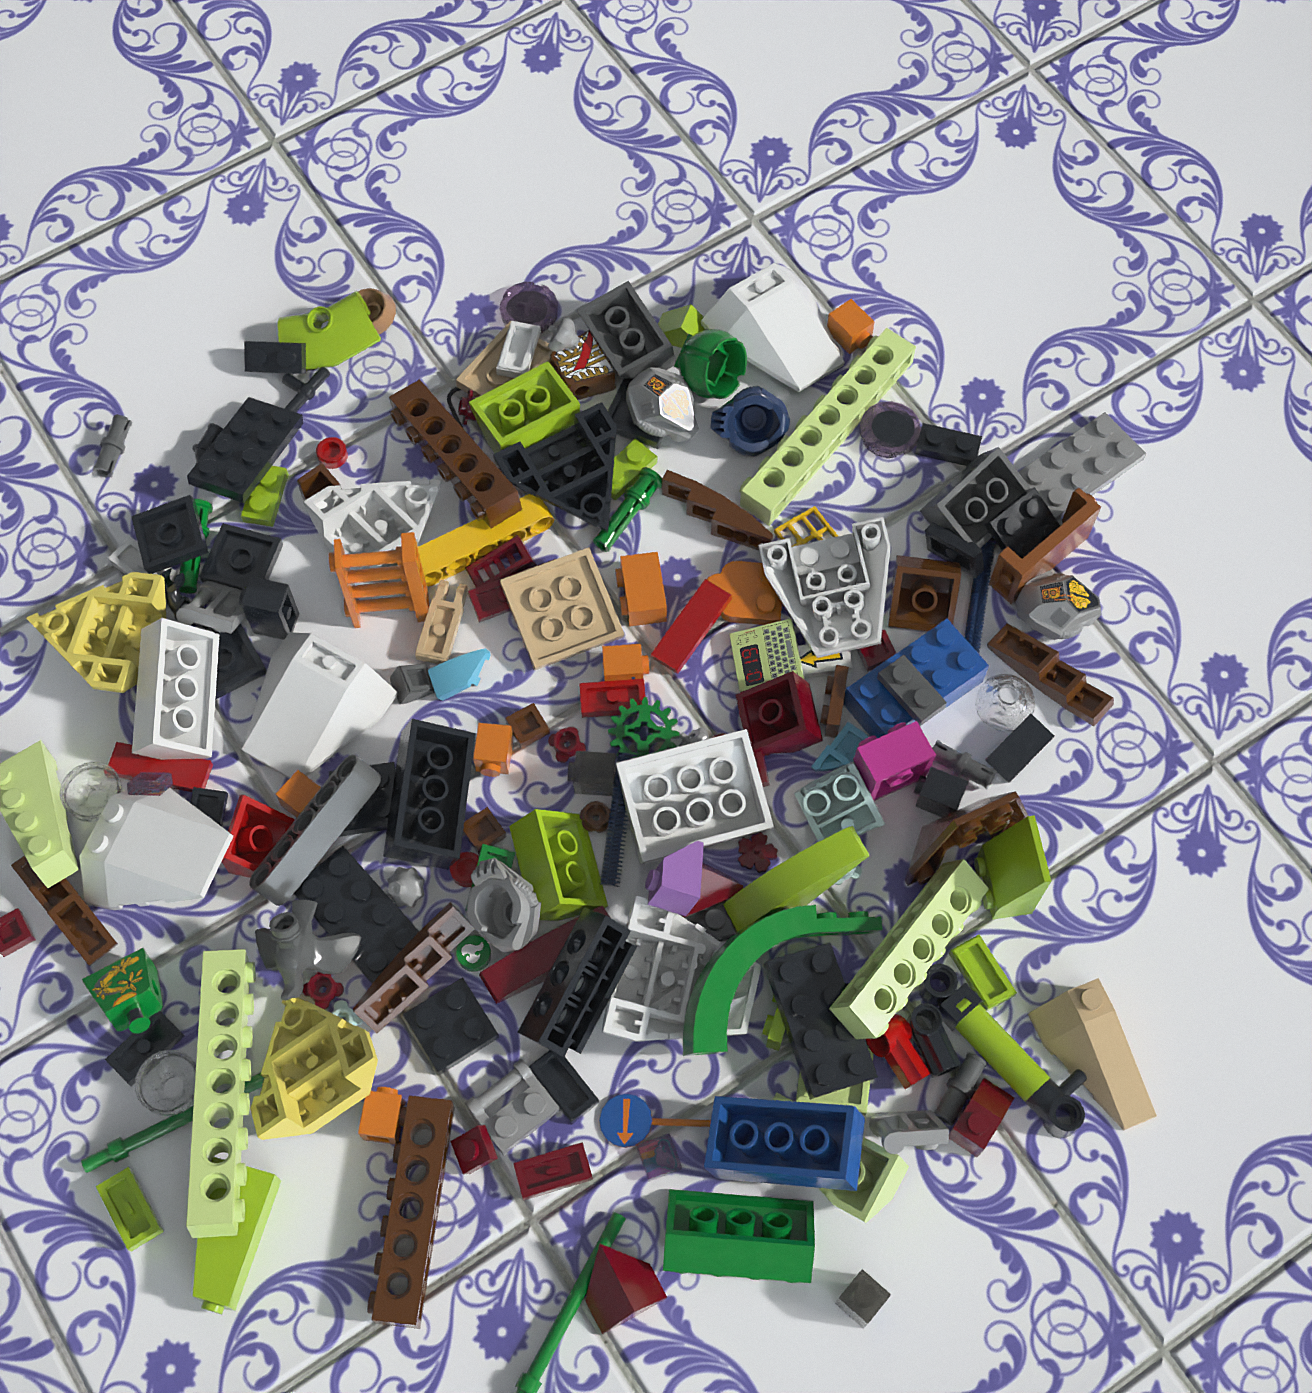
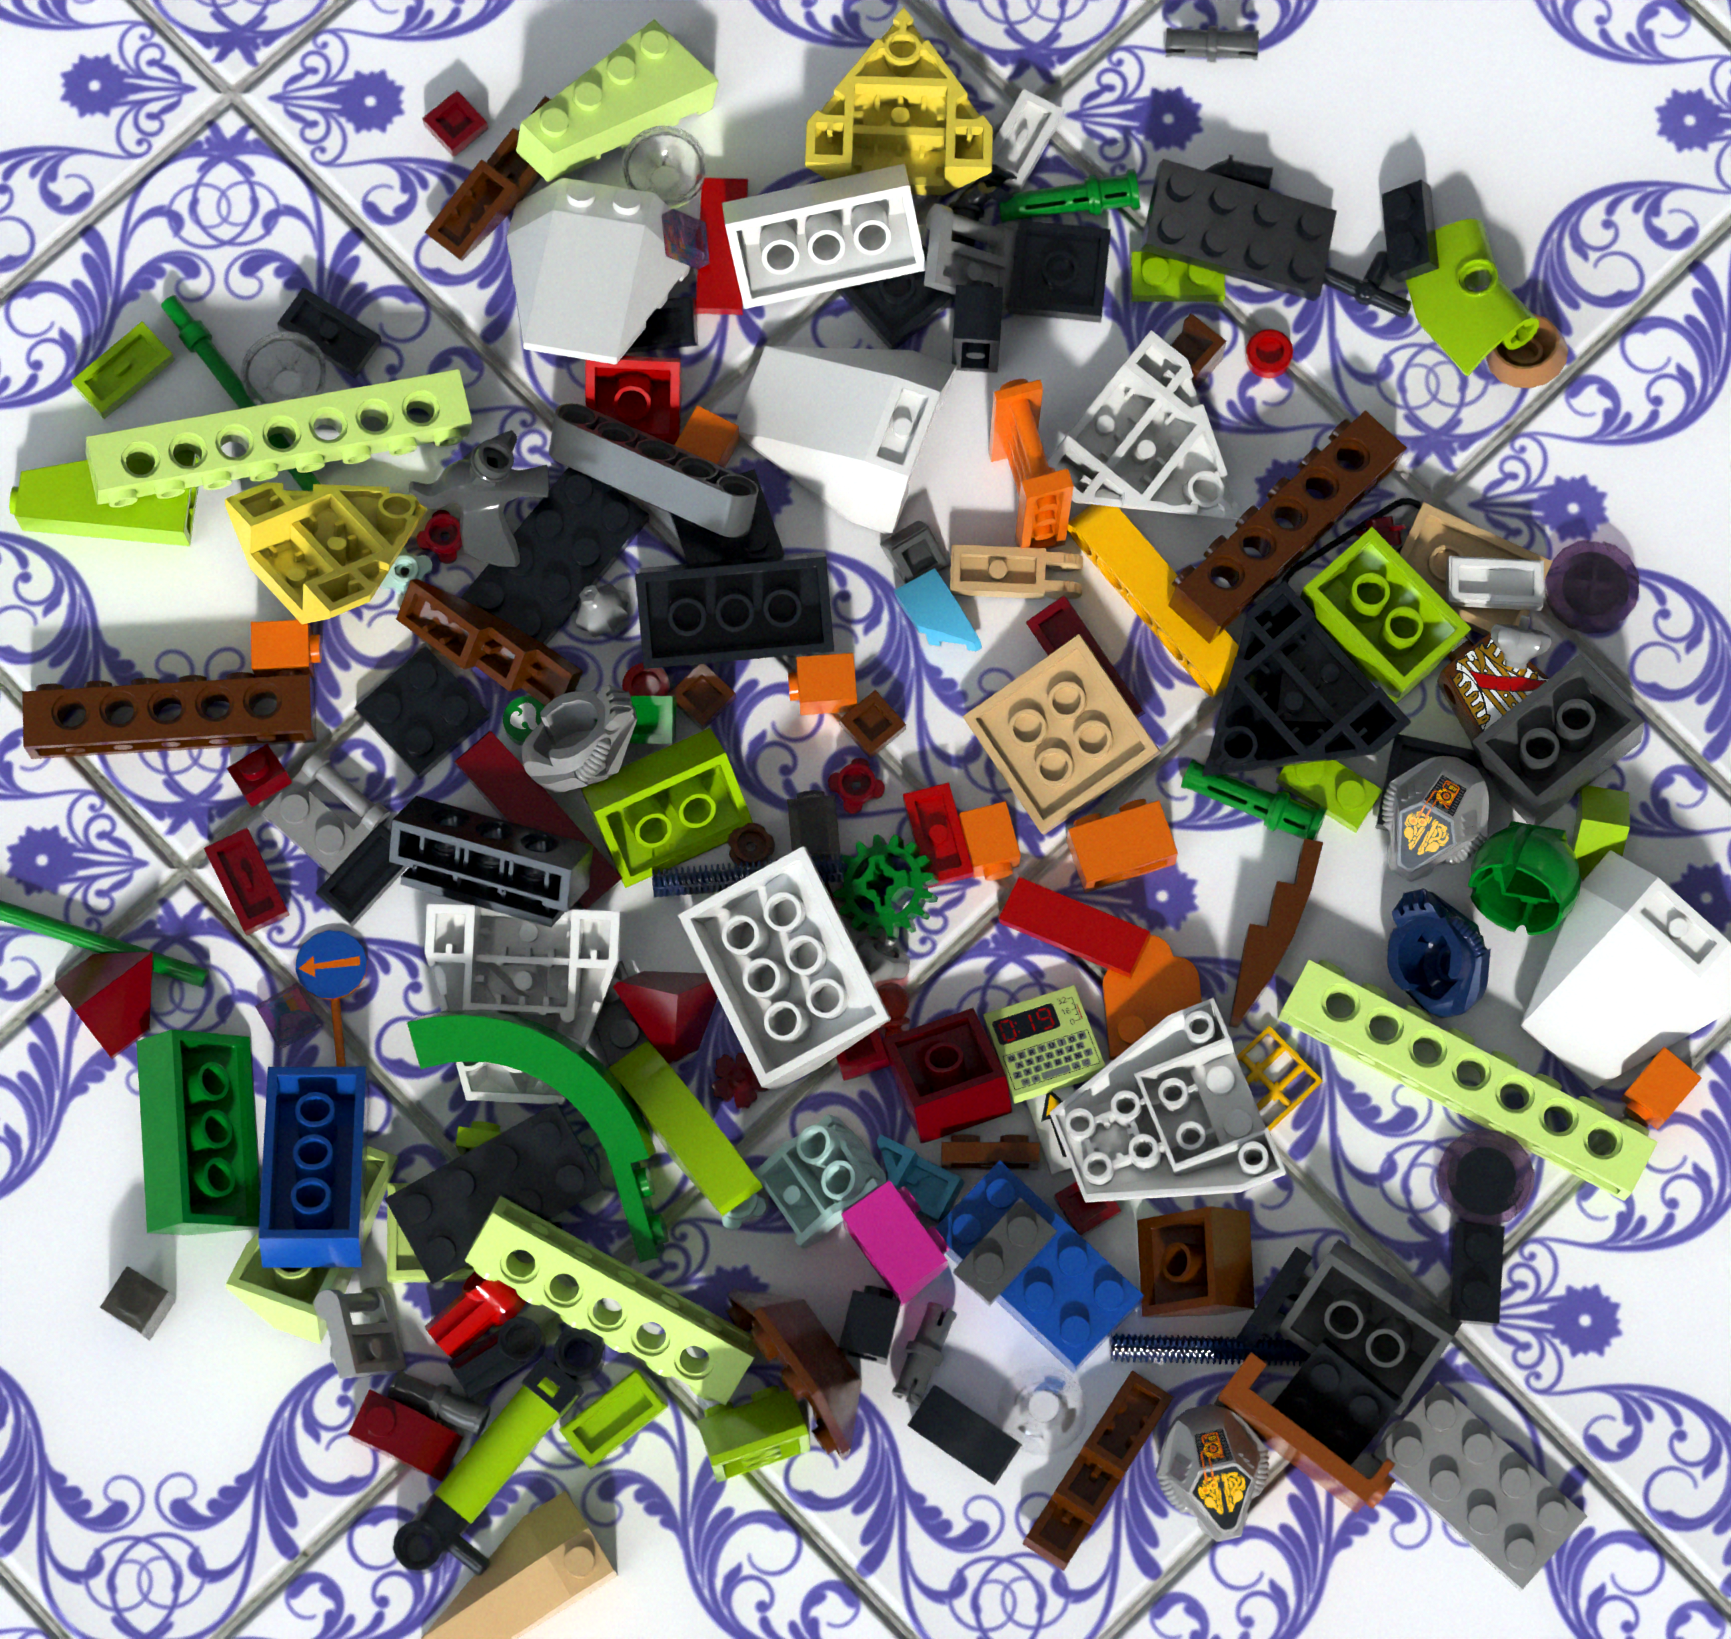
camera: 80 degrees right, 10 degrees up
(127, 991) = (393, 290): green torso -> none
(169, 534) = (1066, 161): black plate -> none
(495, 556) = (1147, 658): dark red slope -> none
(677, 880) = (650, 961): medium lavender slope -> none

